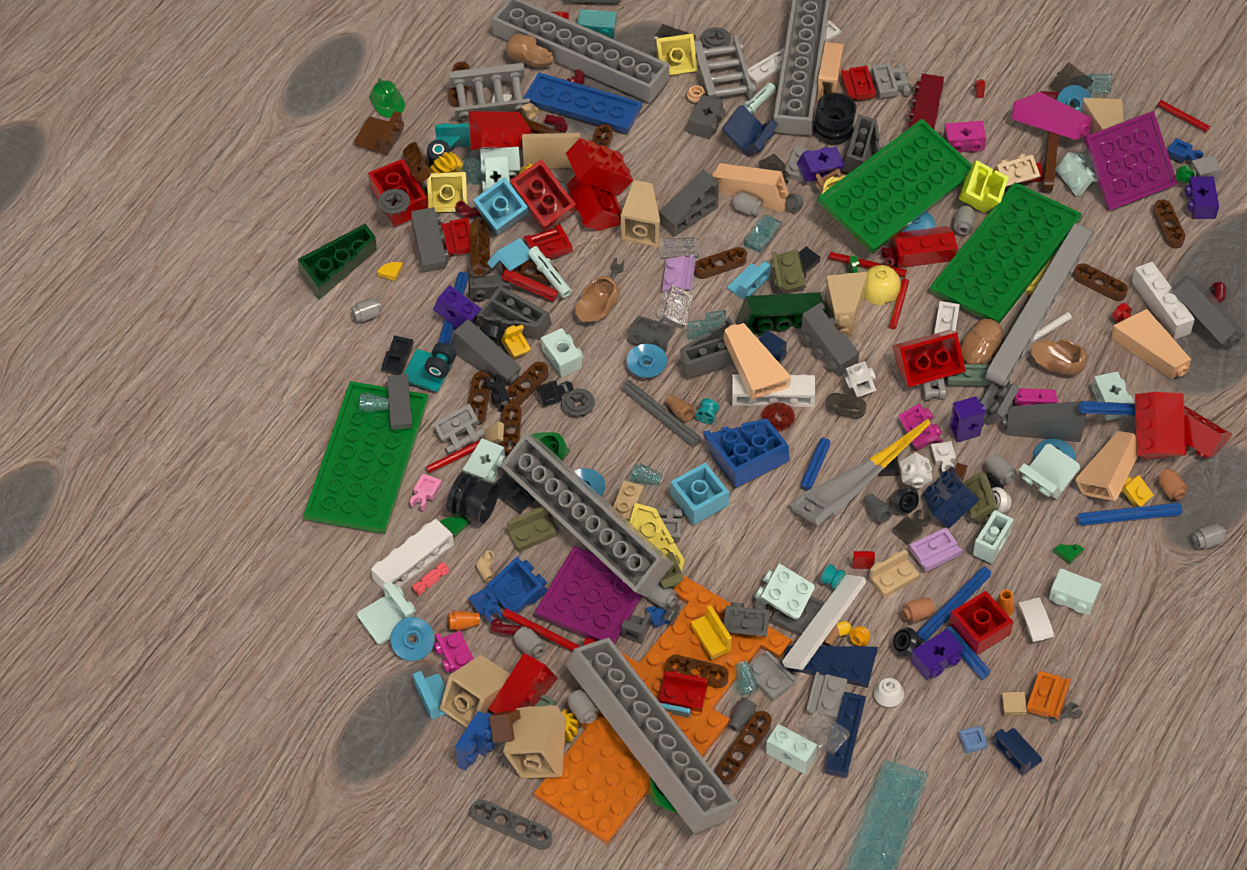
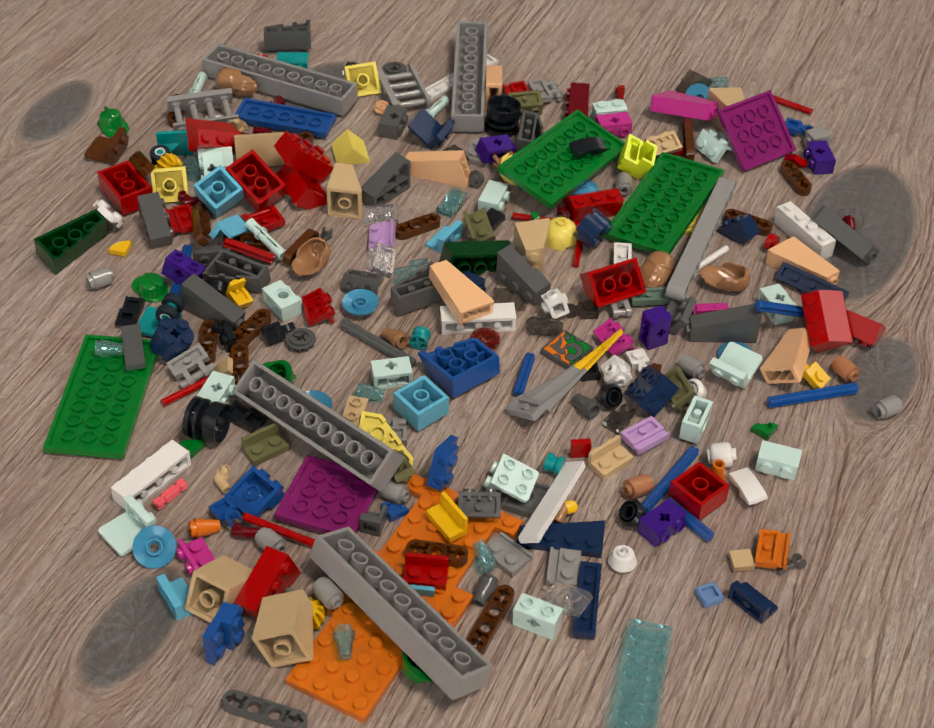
camera: 10 degrees left, 10 degrees down
(378, 227) = (104, 209): none -> white plate
(389, 197) = (115, 189): dark grey gear -> none
(420, 324) = (150, 287): none -> green piece
(425, 489) = (161, 417): bright pink plate -> none
(440, 396) = (171, 338): none -> dark blue brick
(481, 60) = (199, 83): none -> light aqua pin
(502, 725) = (249, 613): reddish brown panel -> none
(594, 759) = (344, 640): none -> clear light blue cone
(597, 270) = (290, 253): none -> reddish brown beam
(600, 363) = (318, 307): none -> red bracket
(653, 152) = (350, 149): none -> light yellow slope
(671, 614) = (406, 507): dark grey hand -> none
(672, 452) = (391, 373): none -> light aqua brick
(714, 571) = (443, 464): none -> blue plate
(747, 204) = (436, 181): light grey brick -> none
(809, 364) = (505, 295): none -> clear smoke piece
(810, 231) = (494, 196): none -> light aqua brick
(859, 636) = (587, 512): light orange plate -> none
(866, 436) = (566, 349): none -> tile
(867, 98) = (529, 101): none -> olive bracket
(894, 387) = (584, 310): none -> clear smoke plate
(916, 285) = (593, 228): none -> dark blue brick
(926, 172) = (588, 145): none -> black slope
(960, 113) = (607, 107): none -> light aqua brick
(1014, 580) = (723, 452): none -> white head
(1087, 292) = (739, 228): none -> dark blue slope
(1156, 372) = (804, 281): none -> dark blue plate
(1173, 199) = (796, 159): none -> red tile
(1184, 173) = (800, 140): green plate -> none

